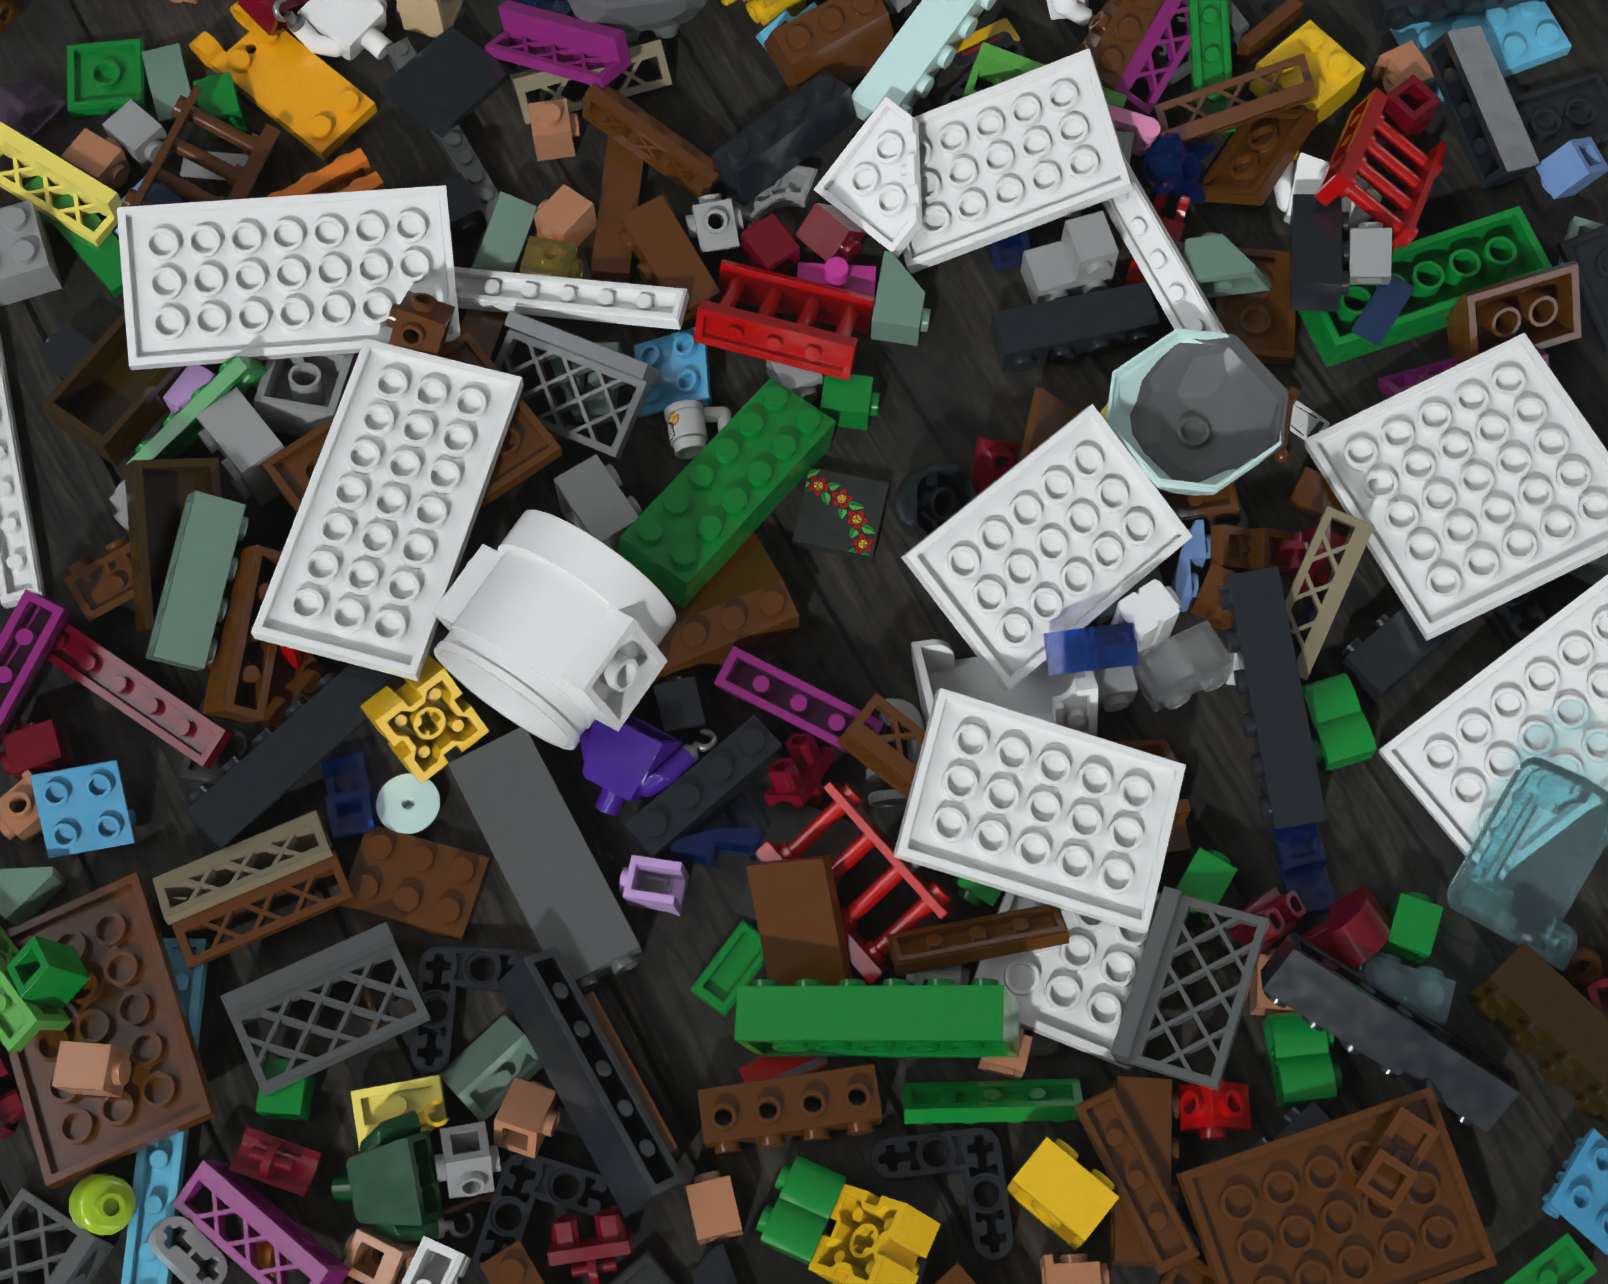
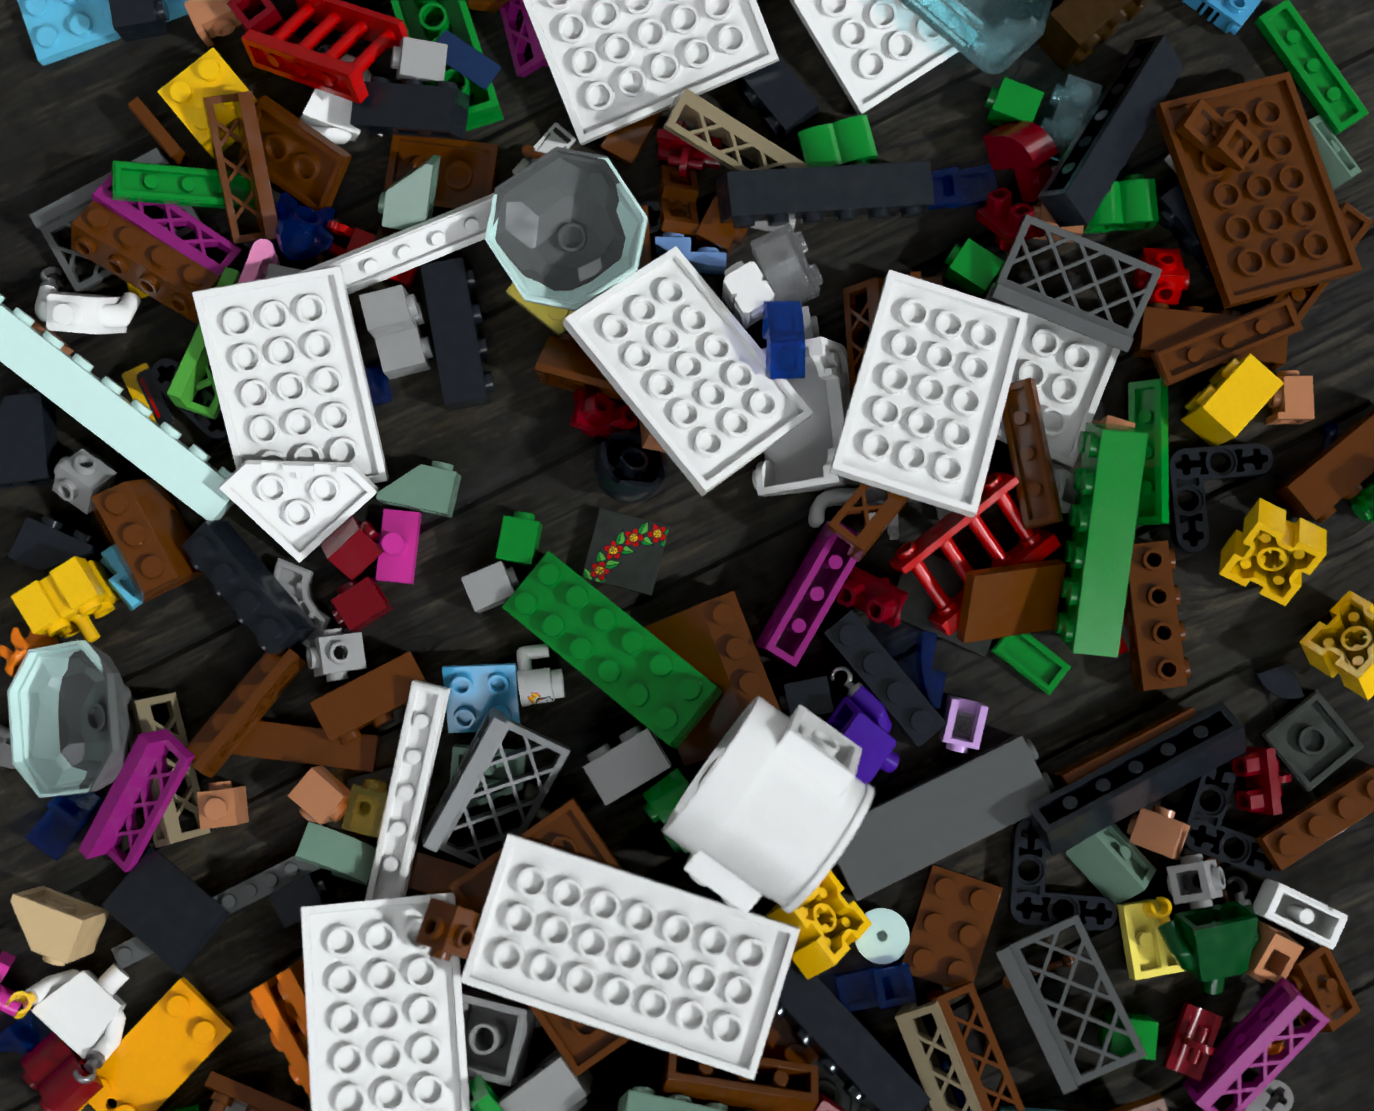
camera: 85 degrees left, 15 degrees up
(713, 1207) = (1231, 680): nougat brick -> none
(779, 339) = (468, 600): red fence -> none
(801, 1210) = (1234, 609): green brick -> none

